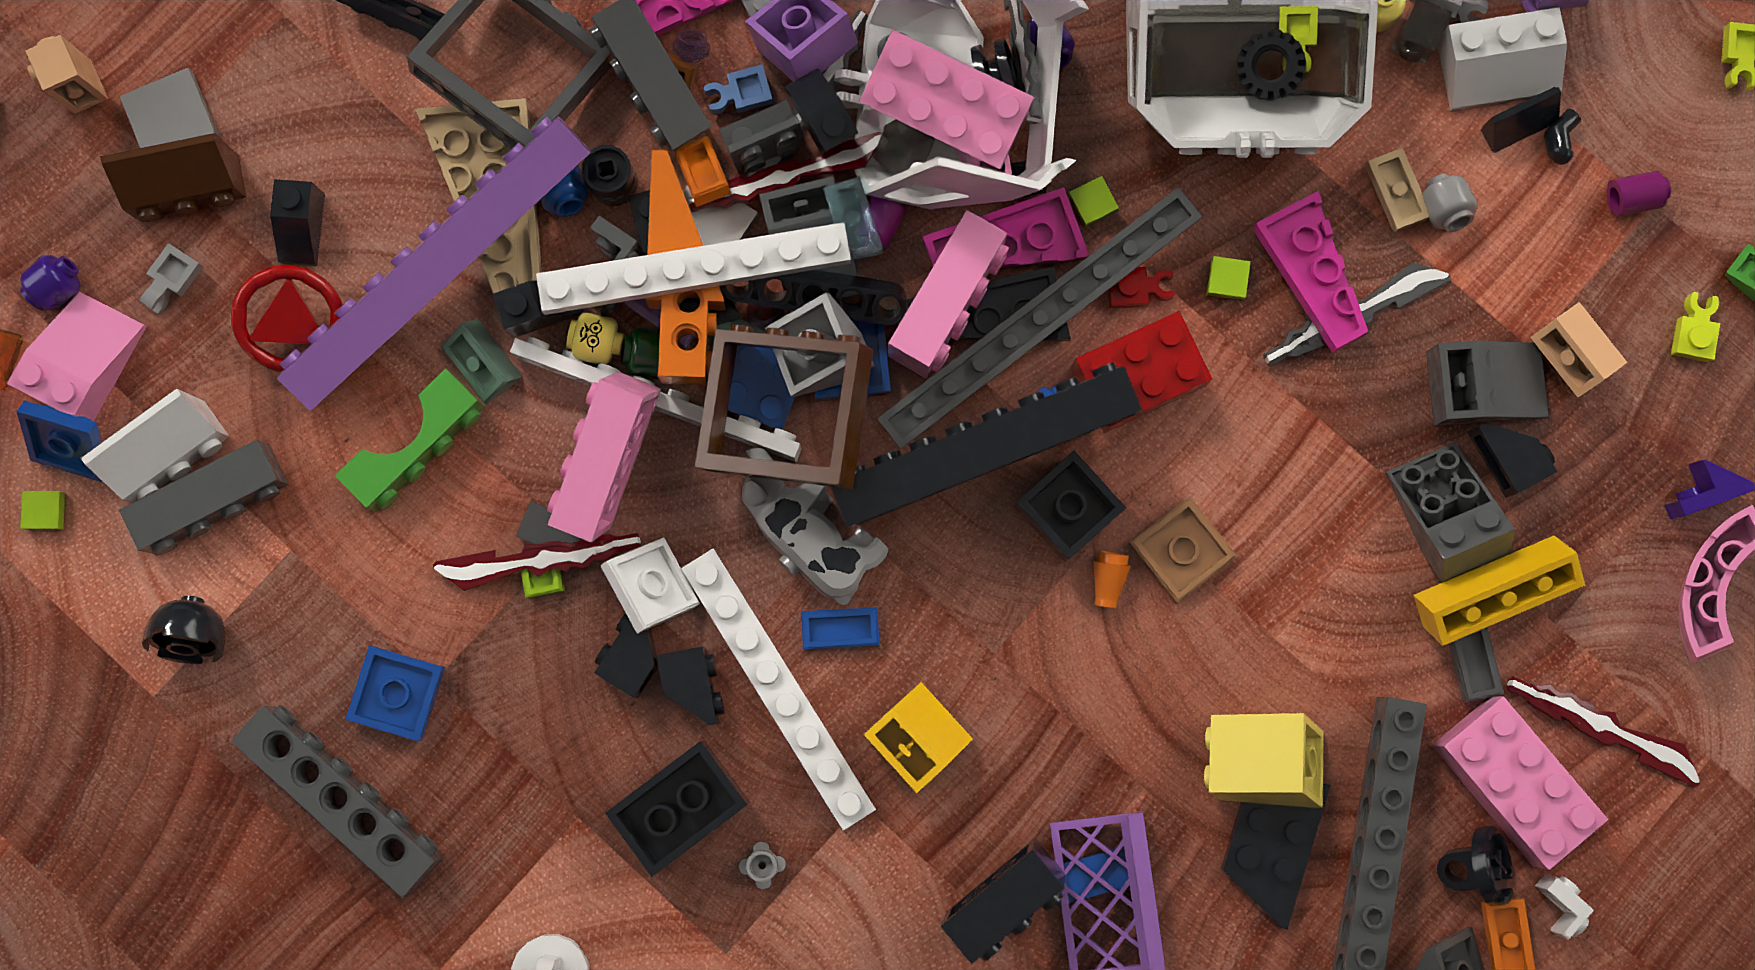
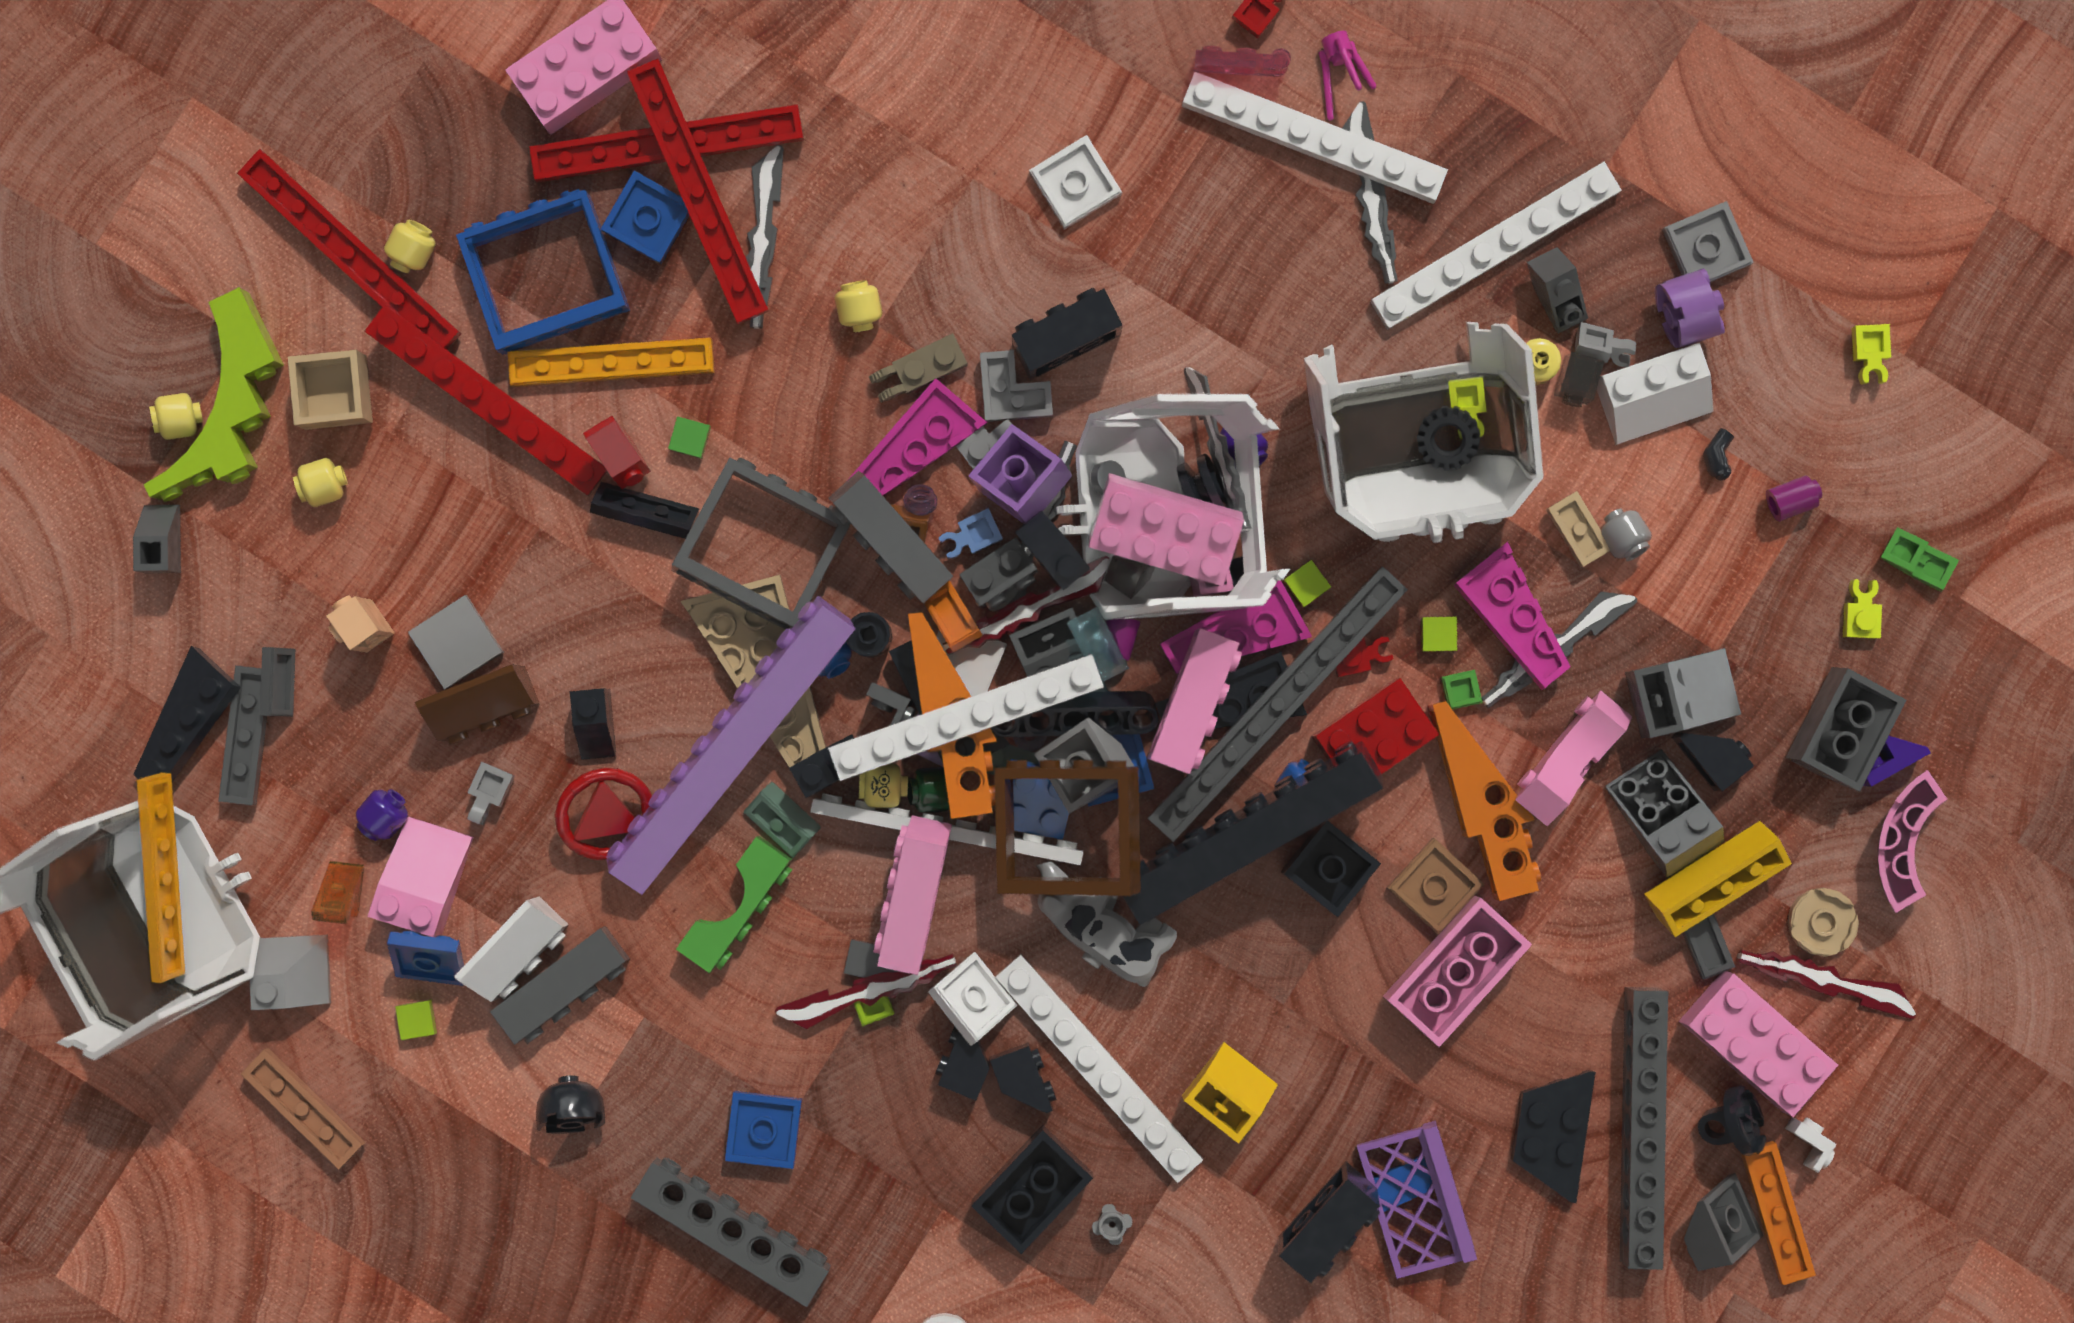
camera: 15 degrees left, 5 degrees up
(840, 628) = (1144, 1006): blue tile -> none
(1109, 577) = (1375, 921): orange cone -> none
(1193, 643) = (1457, 970): none -> bright pink brick
(1237, 433) = (1468, 776): none -> orange brick
(1243, 342) = (1461, 689): none -> bright green tile
(1265, 759) = (1535, 1061): light yellow slope -> none
(1348, 438) = (1560, 772): none -> bright pink brick
(1522, 120) = (1681, 446): black slope -> none
(1578, 349) = (1759, 652): light nougat brick -> none
(1608, 661) = (1823, 922): none -> tan tile
(1665, 447) = (1846, 728): none -> dark grey slope

